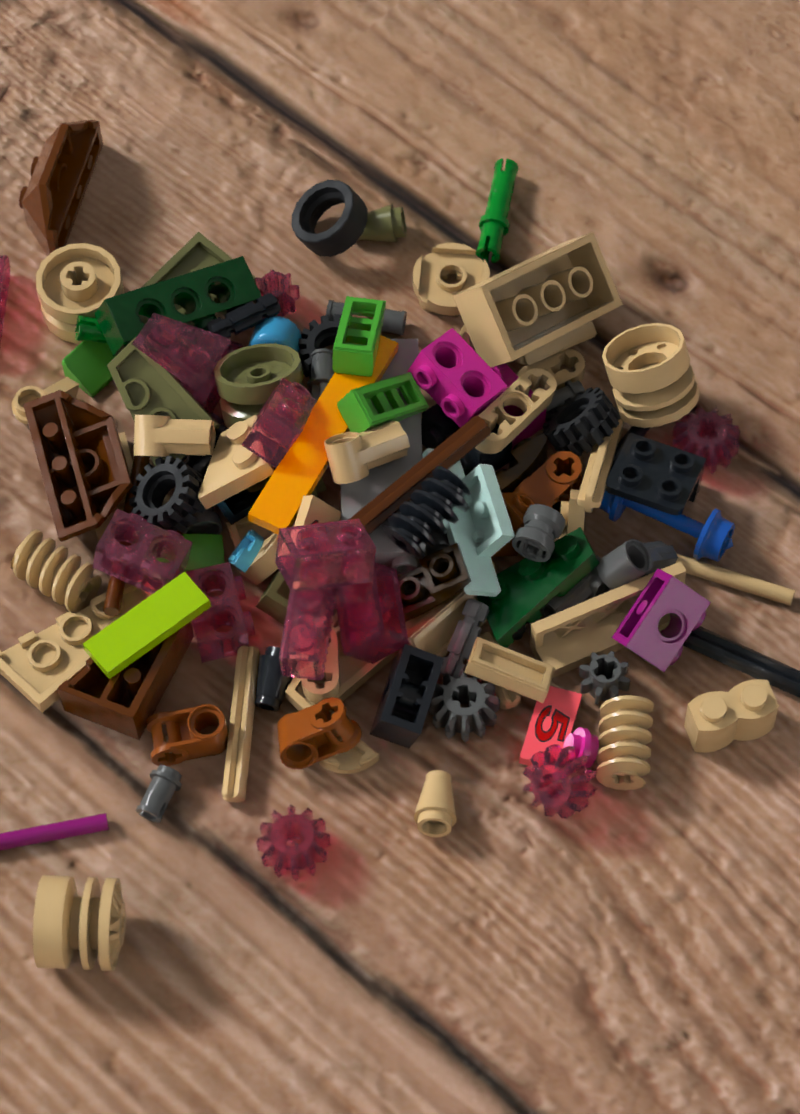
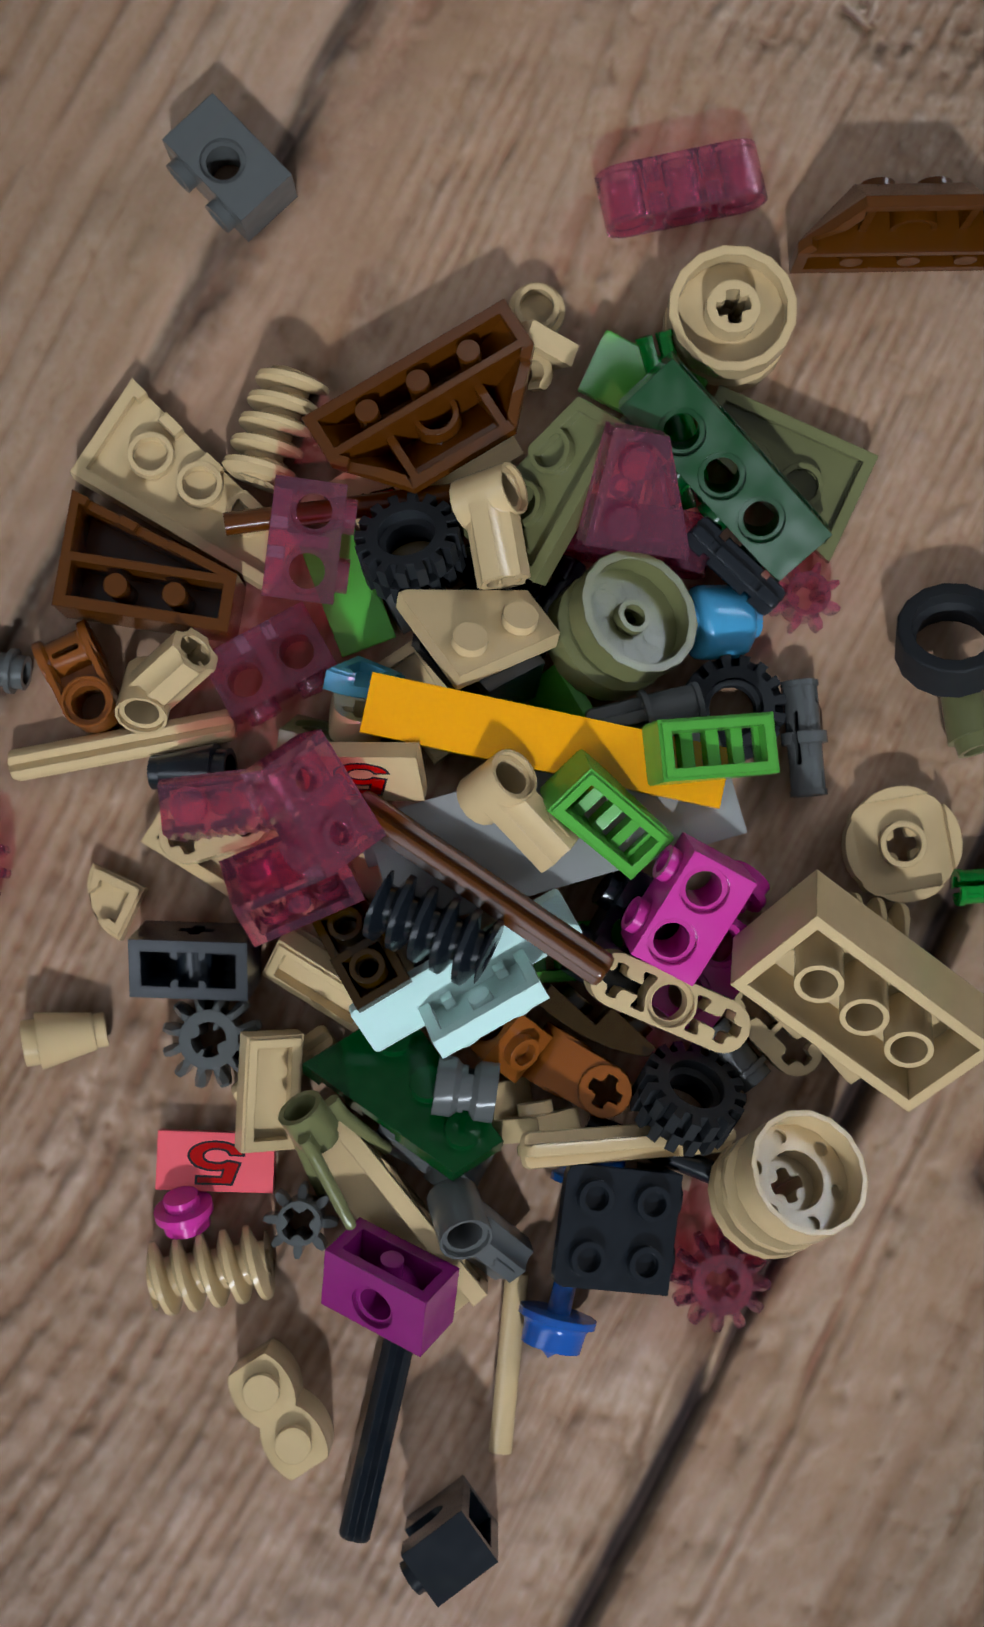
camera: 75 degrees right, 25 degrees up
(146, 625) = (186, 581): lime tile -> none
(208, 678) = (162, 680): none -> tan piece
(279, 422) = (529, 674): clear pink brick -> none
(314, 734) = (110, 848): dark orange piece -> none
(464, 637) = (305, 1014): flat silver axle -> none
(538, 631) = (313, 1131): none -> olive plant
(556, 796) = (119, 1198): clear pink gear -> none

